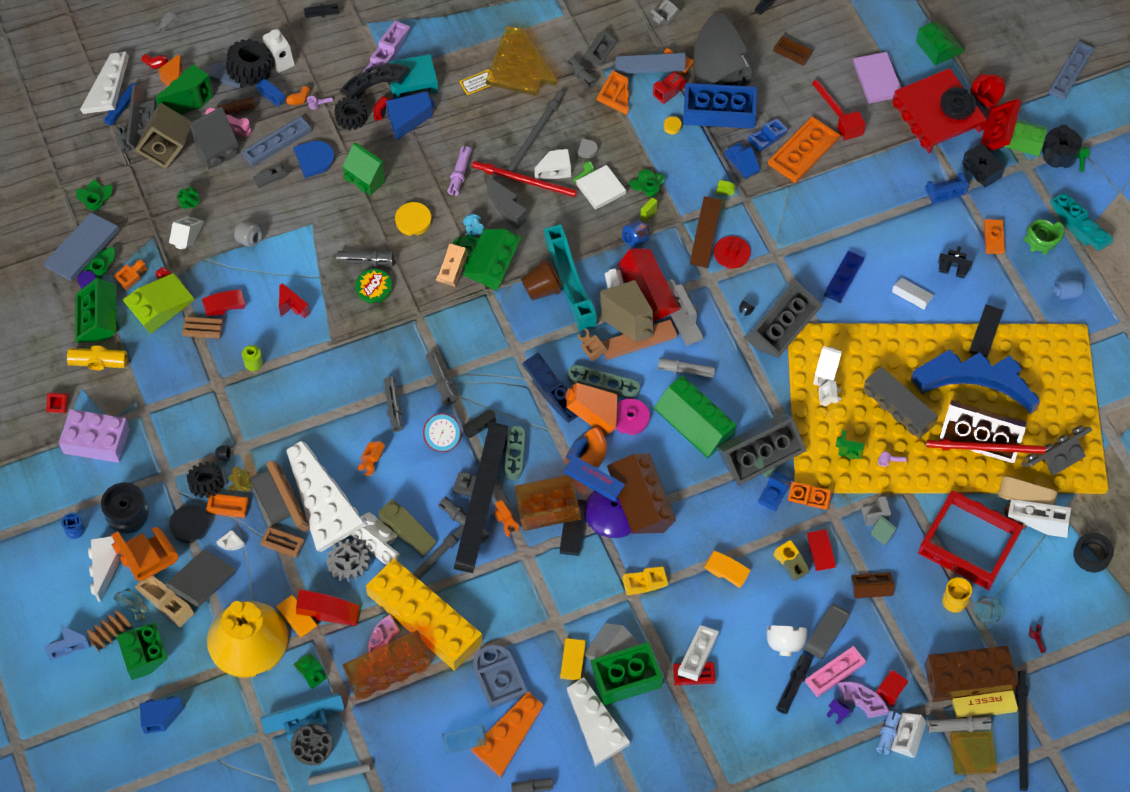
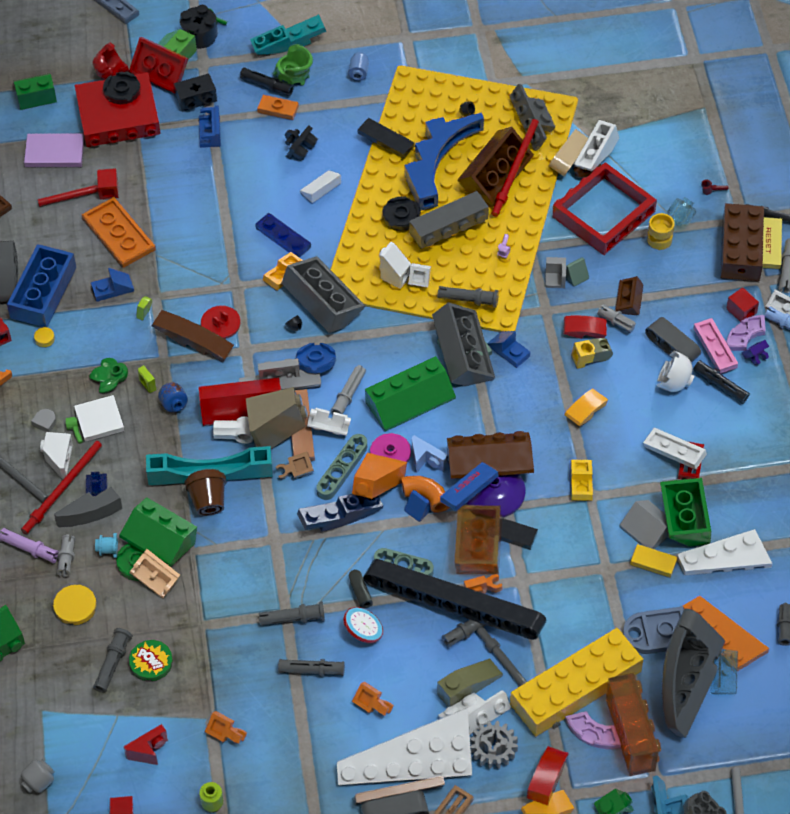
camera: 75 degrees left, 5 degrees down
(319, 350) = (221, 728): none -> orange plate
(447, 698) = (688, 670): none -> dark grey panel
(456, 199) = (66, 555): none -> light grey pin
(464, 484) = (428, 618): dark grey tile -> none
(533, 203) = (96, 483): none -> clear blue tile
(631, 440) = (424, 452): none -> light blue slope
(643, 358) = (319, 420): none -> white hinge
(712, 333) = (316, 358): none -> blue tile
(768, 135) = (89, 257): blue slope -> none
(810, 495) = (525, 320): orange slope -> none
(811, 285) = (275, 275): none -> light orange slope
(820, 446) = (477, 296): none -> dark grey pin
(839, 576) = (616, 318): none -> light grey axle
(847, 448) = (483, 277): green bracket -> none
(900, 363) = (399, 212): none -> black tile
(1019, 224) = (273, 84): none -> black pin
(1050, 396) = (467, 109): none -> black hinge
(1100, 540) = (642, 112): black tyre -> none

